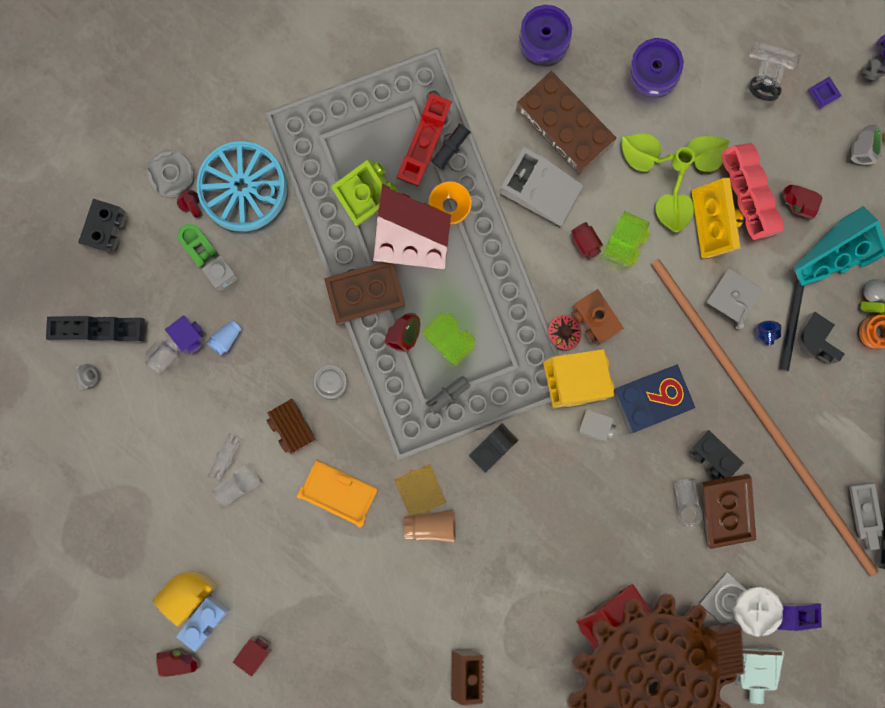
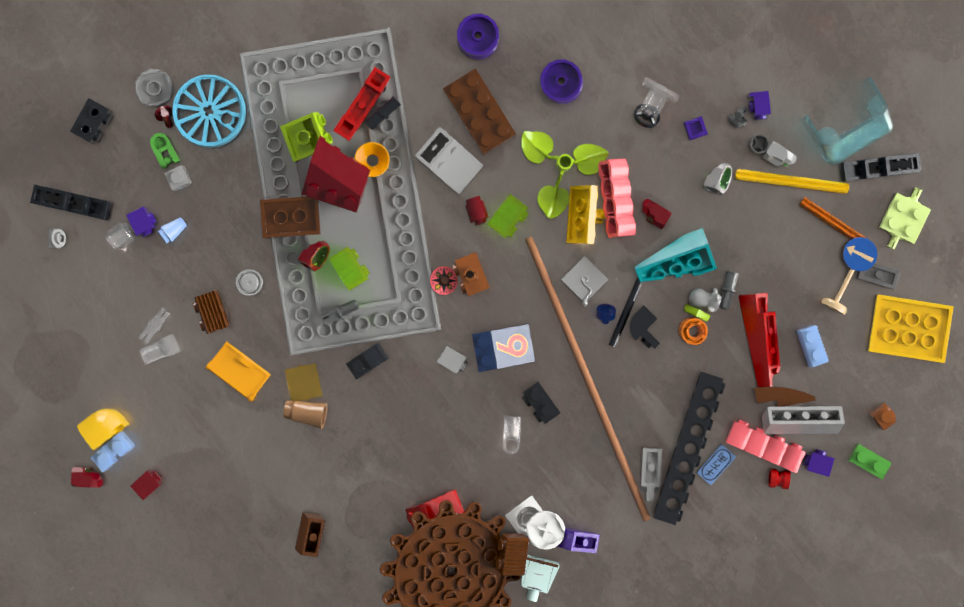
camera: 15 degrees right, 5 degrees up
(578, 378) = (445, 320): yellow brick -> none
(729, 511) = (541, 448): reddish brown plate -> none

